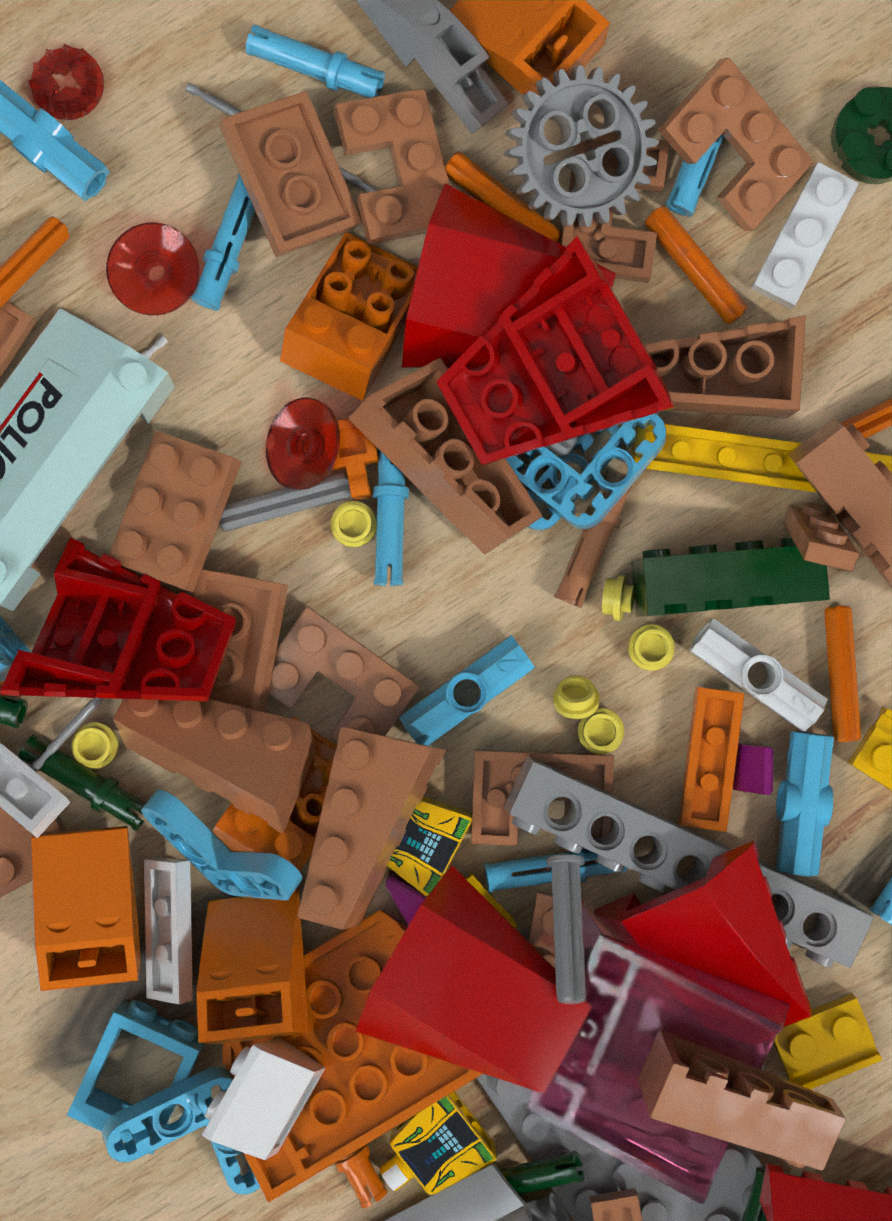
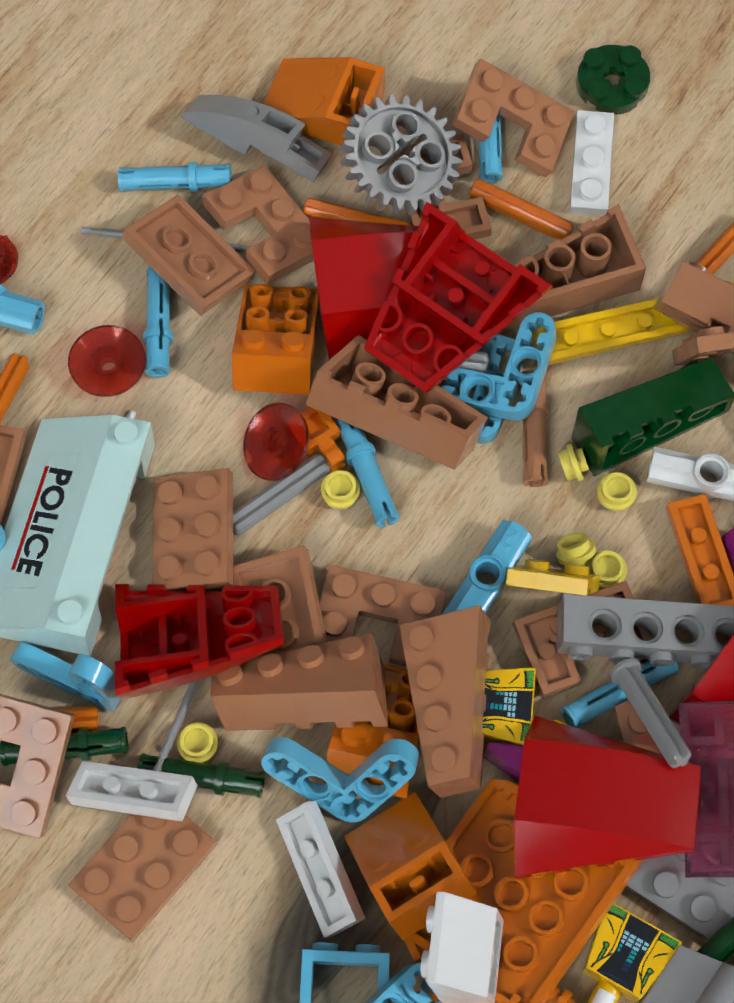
camera: 20 degrees left, 20 degrees down
(85, 908) = (243, 869): orange slope -> none
(534, 729) = (538, 575): none -> yellow plate

